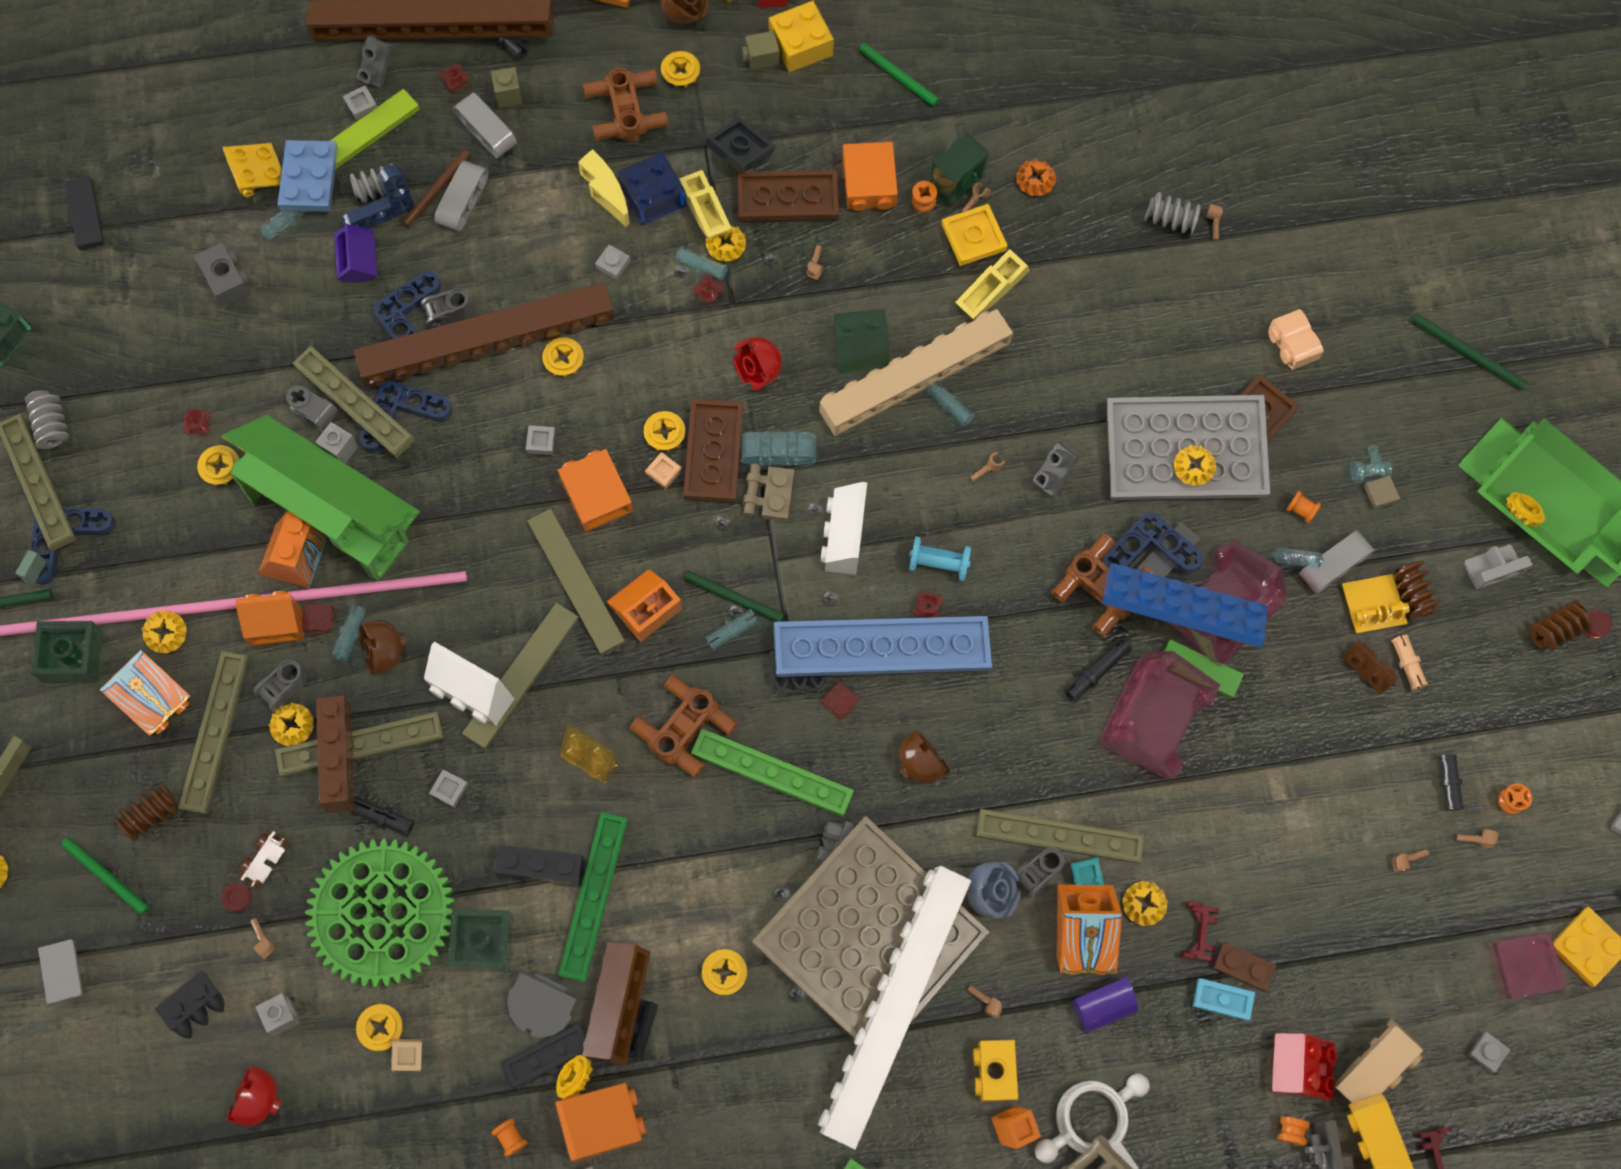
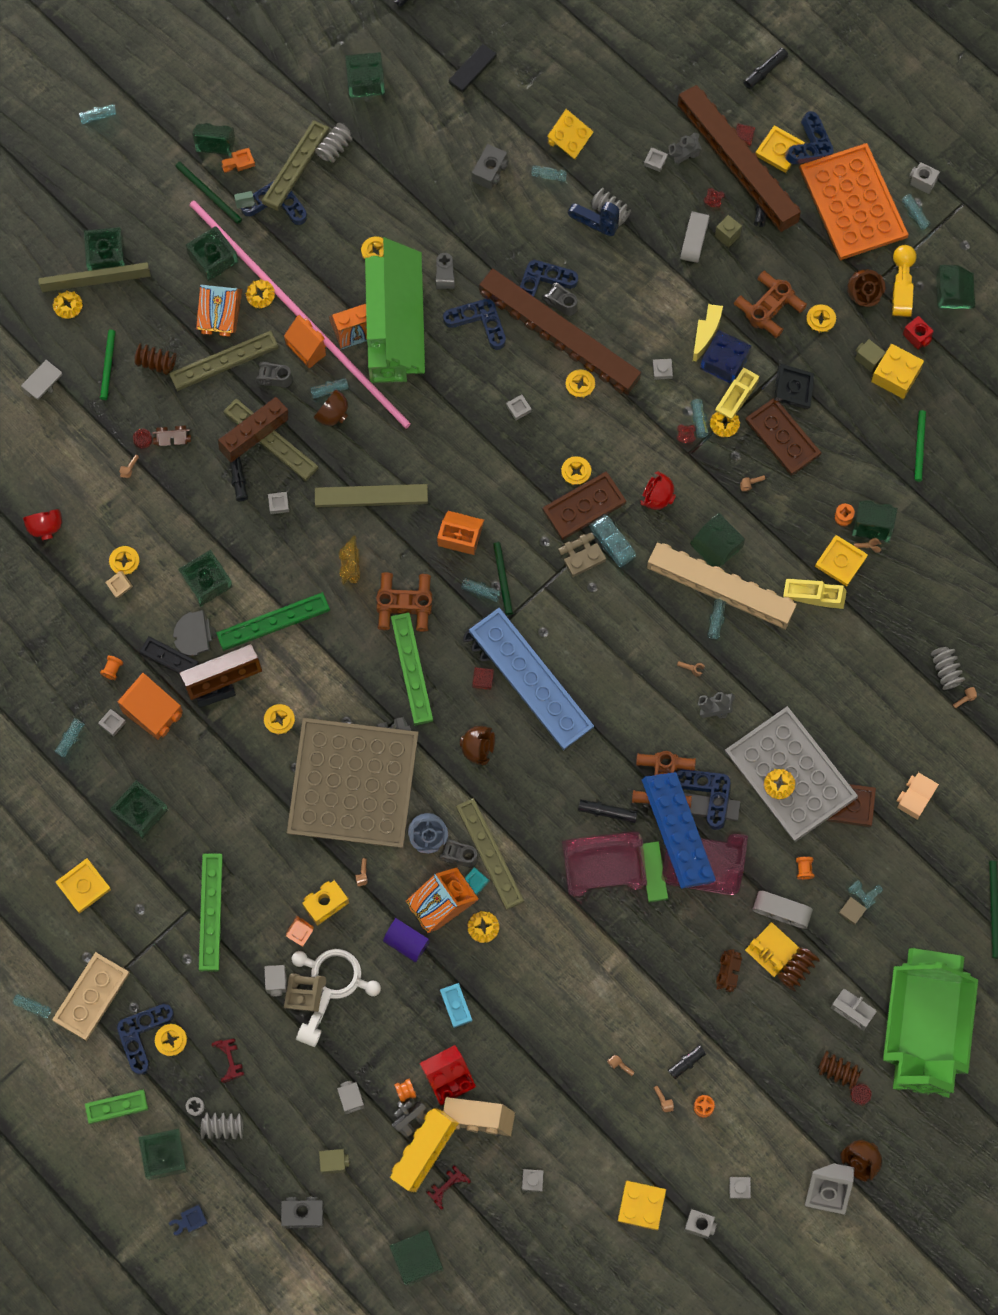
camera: 60 degrees right, 0 degrees up
(191, 1003) = (71, 457): black plate -> none
(196, 415) = (392, 215): clear red plate -> none
(278, 1014) = (95, 504): light grey brick -> none
(293, 735) = (249, 391): yellow gear -> none
(307, 175) = (585, 166): medium blue plate -> none
(318, 618) = (325, 366): clear red tile -> none
(331, 913) = (167, 491): bright green gear -> none
(337, 442) = (433, 301): light grey brick -> none
(354, 401) = (465, 291): olive tile -> none
(355, 254) = (557, 227): dark purple brick -> none
(374, 126) = (628, 173): lime tile -> none
(435, 189) = (633, 240): reddish brown bar -> none
(461, 195) = (639, 256): light grey beam -> none
(466, 685) = (341, 470): white slope -> none
(545, 865) = (268, 579): black arch -> none
(573, 1077) = (165, 677): yellow gear -> none
(576, 582) = (448, 486): olive tile -> none
(595, 489) = (510, 457): orange brick -> none
(663, 470) = (551, 487): light nougat tile -> none
(844, 529) = (588, 611): white slope -> none
(869, 176) = (832, 474): orange brick -> none
(894, 1007) = (322, 819): white brick -> none
(928, 598) = (580, 684): clear red plate -> none
(940, 558) = (609, 675): medium azure hose -> none
(1033, 186) = (915, 579): orange gear -> none
(1198, 950) = (497, 966): dark red piece -> none
(1244, 967) = (485, 1007): reddish brown plate -> none
(1298, 557) = (765, 882): clear light blue axle -> none
(1409, 662) = (748, 992): light nougat pin -> none
(1525, 509) = (909, 1002): yellow gear -> none
(1529, 966) = (602, 1173): clear pink plate -> none

